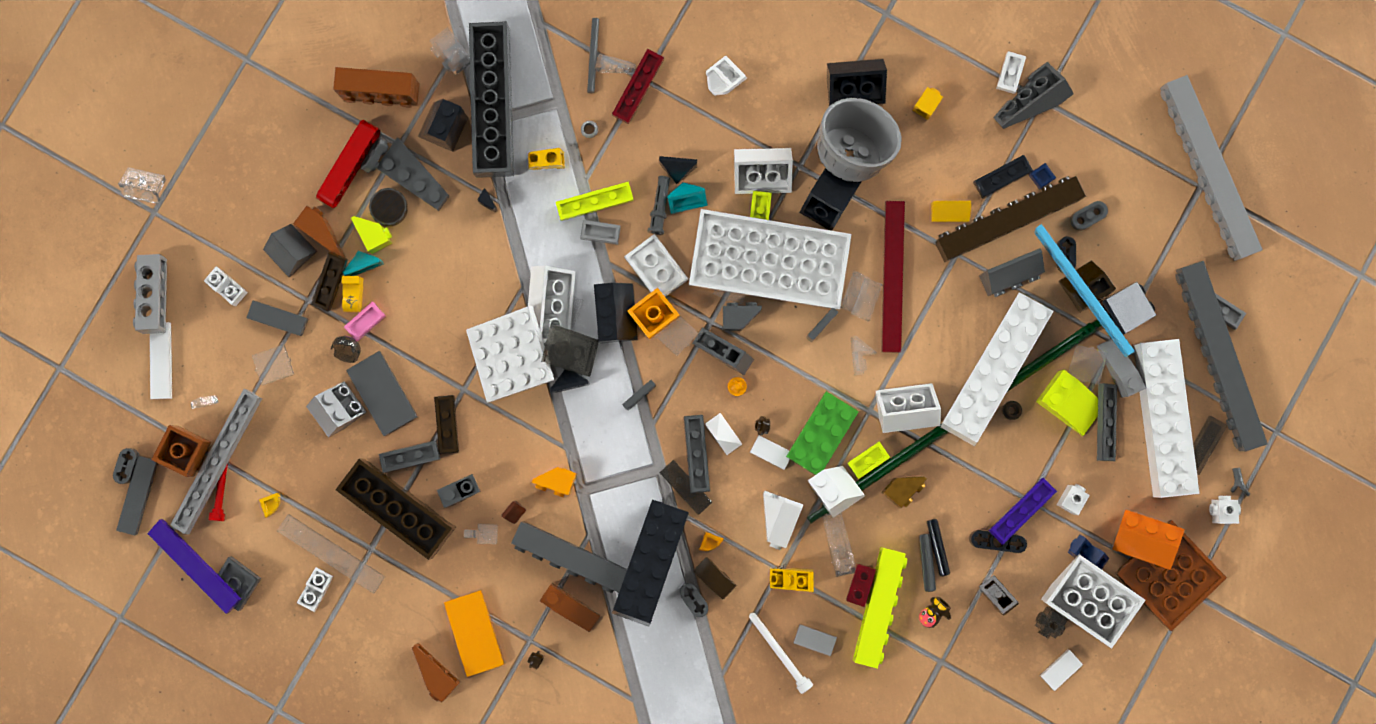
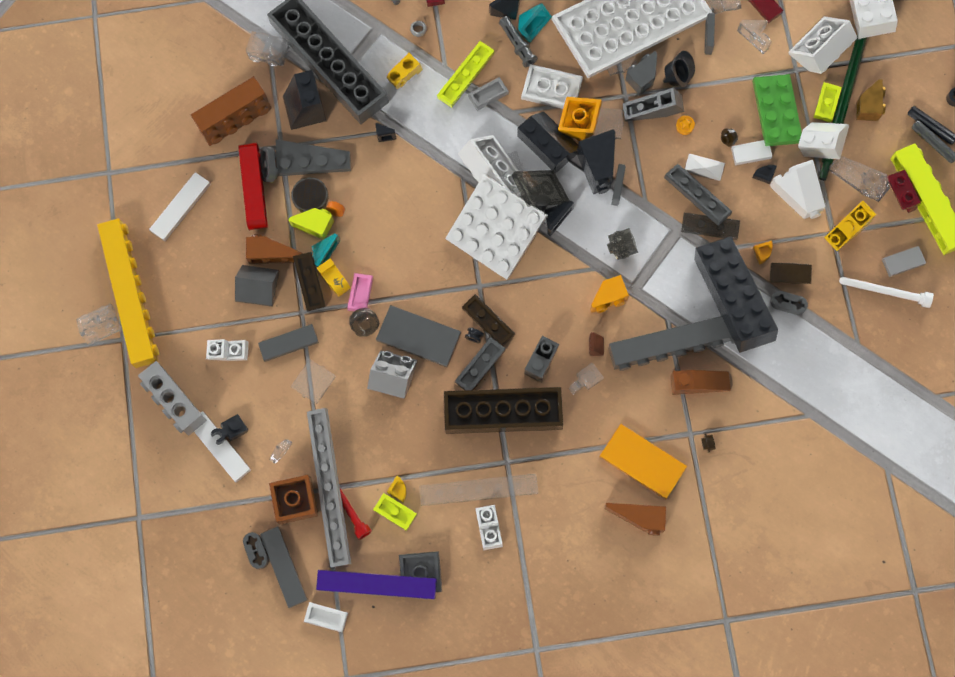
camera: 35 degrees left, 10 degrees down
(139, 559) = (326, 617): none -> white tile
(180, 354) = (231, 428): none -> black plate
(182, 177) = (127, 293): none -> yellow brick
(252, 520) = (395, 512): none -> neon yellow plate
(279, 135) = (180, 206): none -> white tile
(398, 235) = (335, 208): none -> orange tile
(424, 428) = (474, 335): none -> black bush
(599, 448) = (622, 244): none -> clear smoke brick
(637, 364) = (597, 160): none -> black slope
(767, 479) = (765, 173): none -> black tile
(770, 338) = (680, 70): none -> black piece

